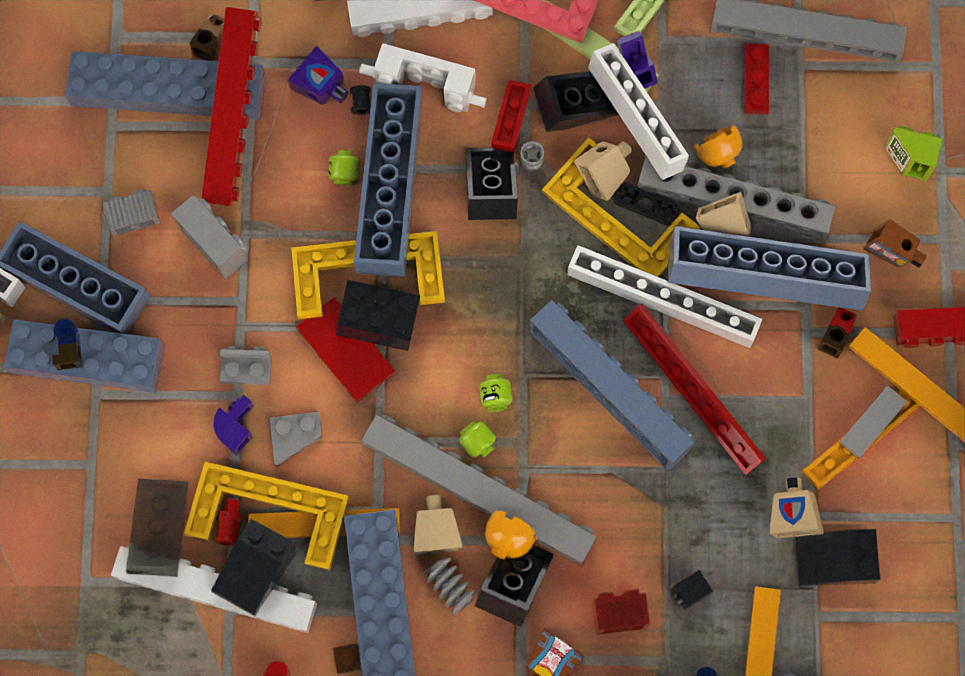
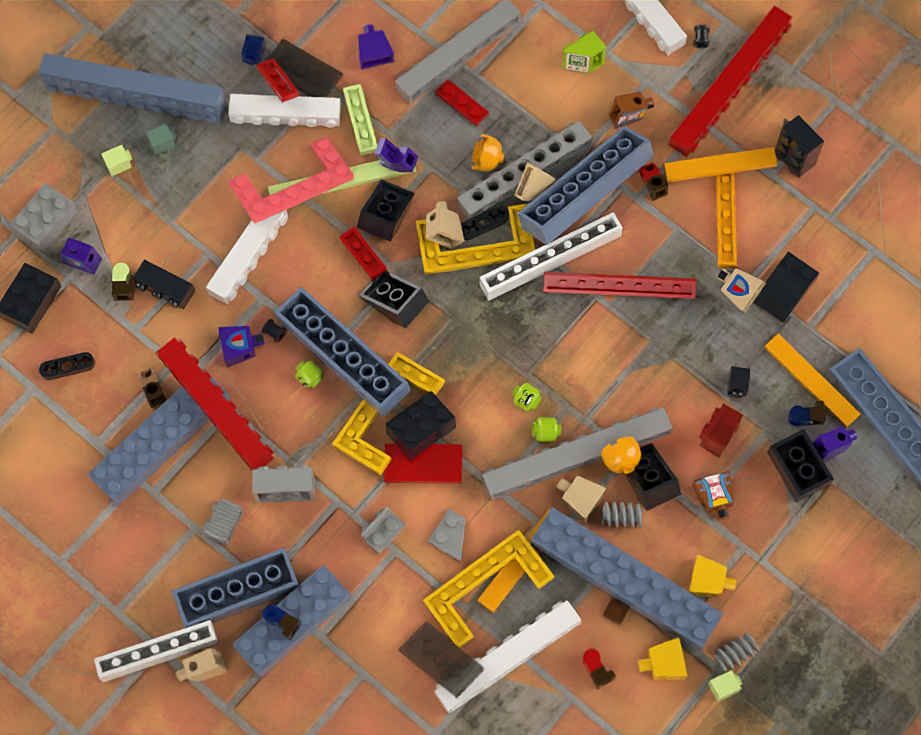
camera: 50 degrees left, 5 degrees down
(227, 425) = (414, 570): dark purple brick -> none
(228, 523) = (473, 616): red hinge -> none
(254, 567) = (517, 618): black slope -> none
(456, 79) = (314, 264): white brick -> none
(532, 151) = (398, 257): light grey wheel -> none
(610, 385) = (580, 327): sand blue brick -> none
(638, 111) = (428, 178): white brick -> none
(873, 422) = (723, 204): light grey tile -> none

